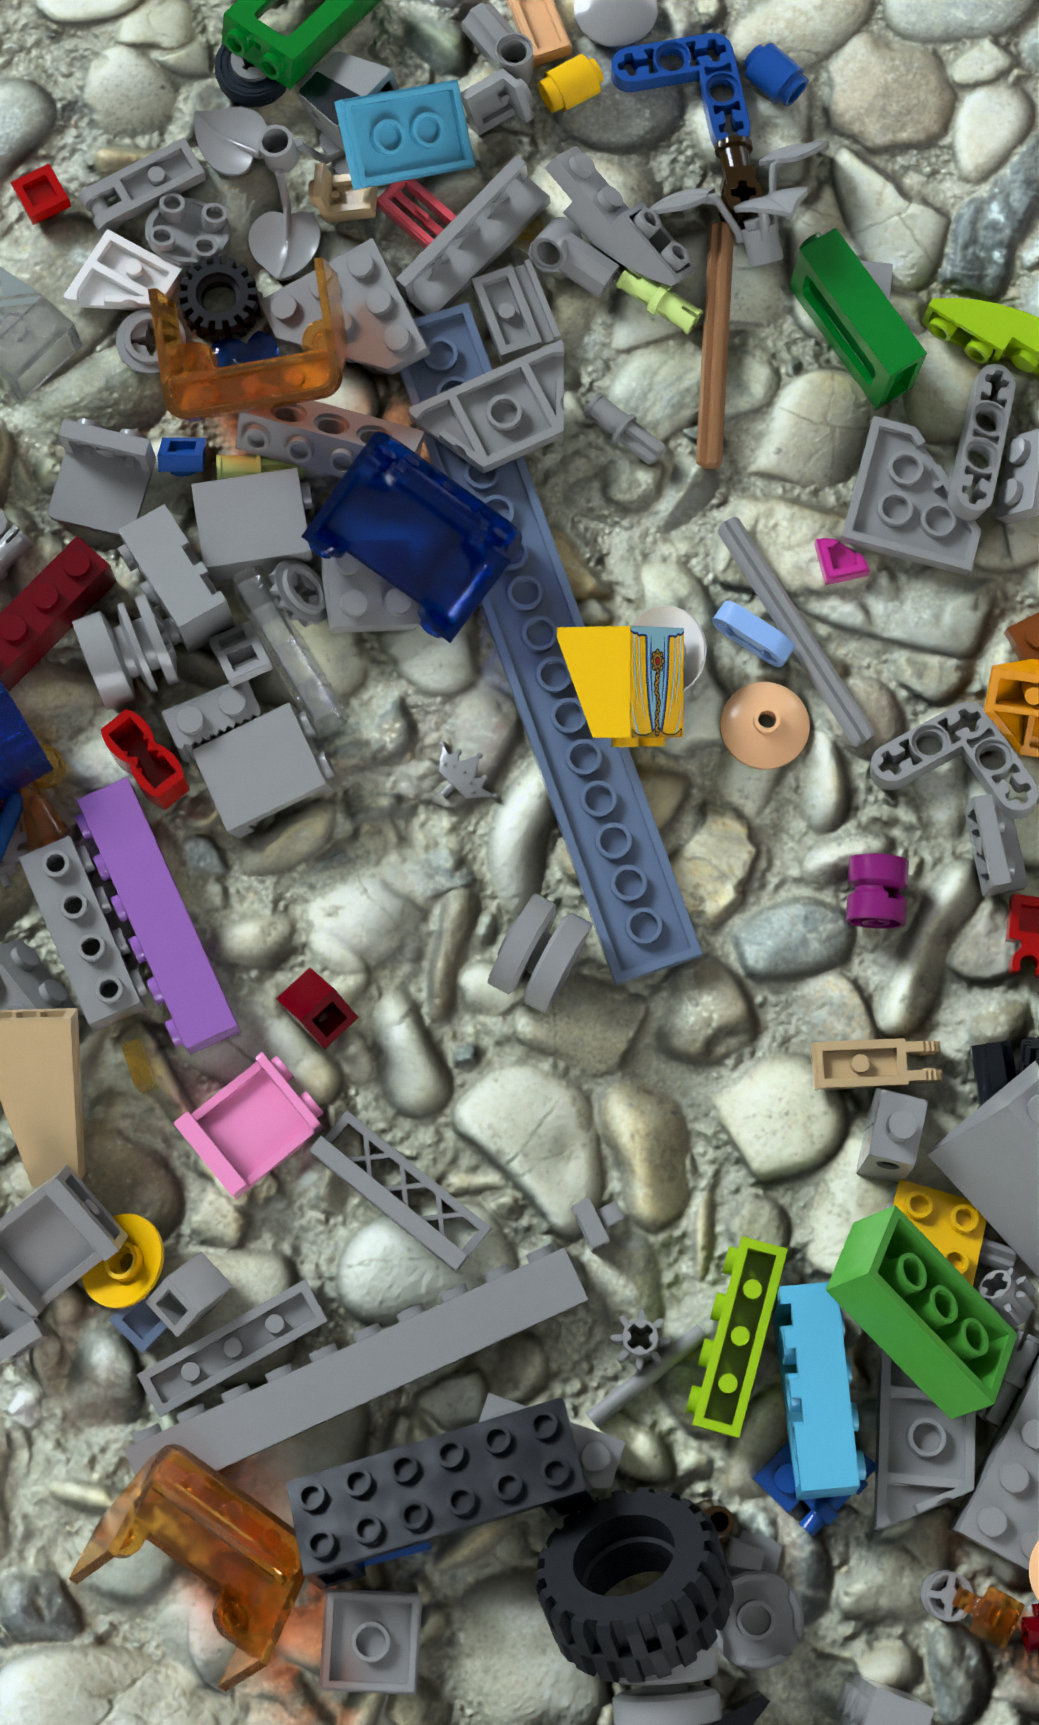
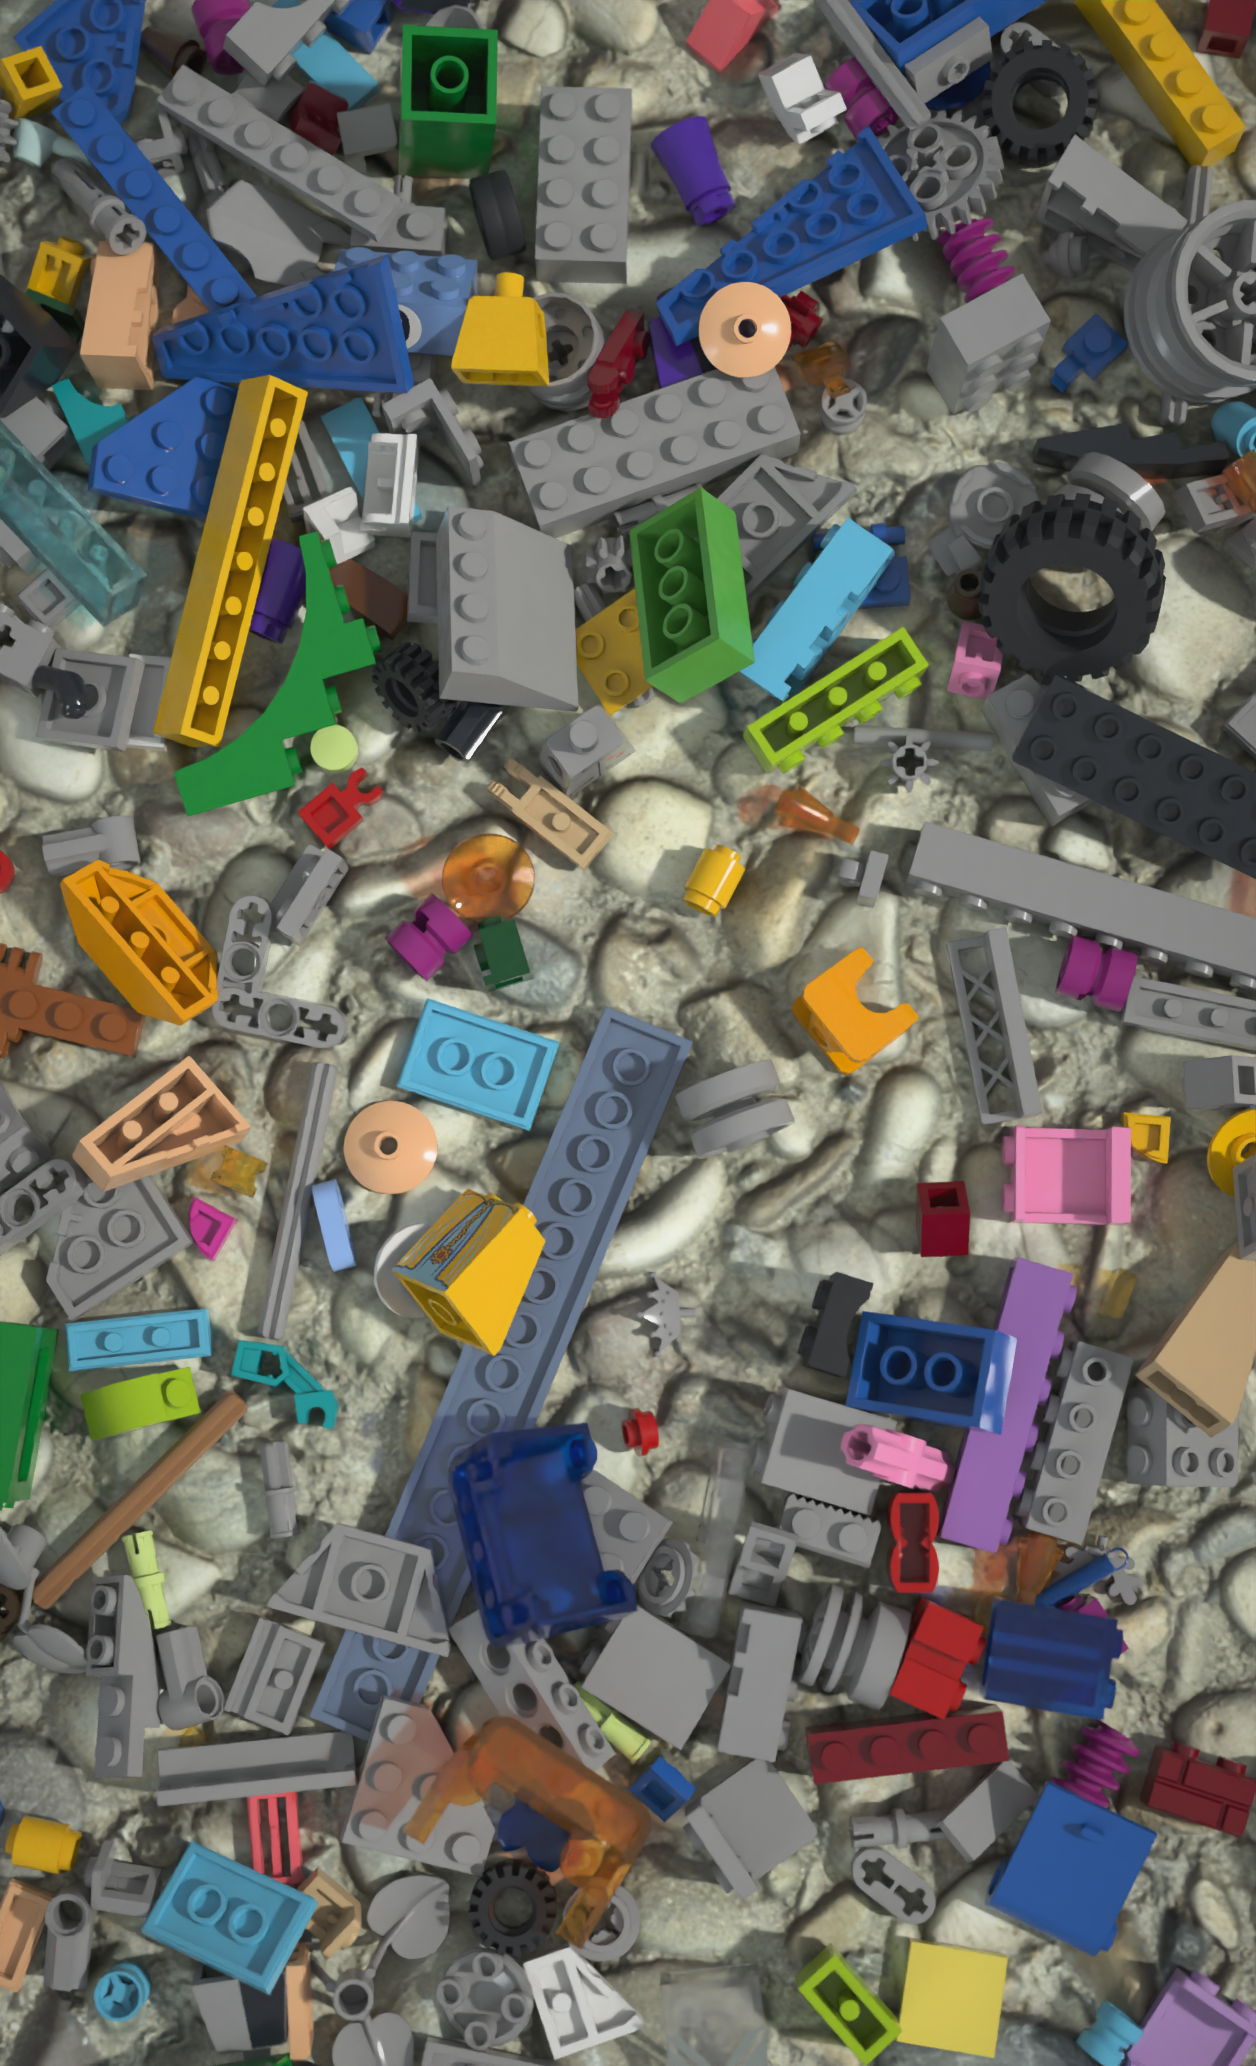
camera: 130 degrees left, 5 degrees up
(63, 691) = (935, 1657): none -> red brick
(204, 800) = (897, 1458): none -> bright pink piece
(214, 1212) = (1149, 1135): none -> yellow tile
(230, 883) = (931, 1372): none -> blue brick
(311, 125) = (300, 2002): none -> light nougat tile
(327, 843) = (827, 1342): none -> black brick
(356, 1298) = (1096, 973): none -> magenta wheel
(407, 676) = (640, 1431): none -> red plate
(429, 33) = (114, 1997): none -> medium azure wheel
(517, 1090) = (840, 1023): none -> light orange piece
(658, 1467) = (975, 662): none -> bright pink bracket
(667, 510) = (308, 1390): none -> teal piece
(684, 1234) = (805, 812): none -> clear orange cone
(707, 1118) = (713, 880): none -> yellow brick
(756, 836) = (478, 1064): none -> medium azure tile
(771, 402) = (140, 1403): none -> lime brick
(813, 927) = (501, 953): none -> dark green brick
(815, 447) = (138, 1339): none -> medium azure tile
(854, 612) = (239, 1171): none -> clear yellow wheel
(862, 961) = (484, 899): none -> clear orange dish
(937, 588) = (161, 1128): none -> light nougat wedge

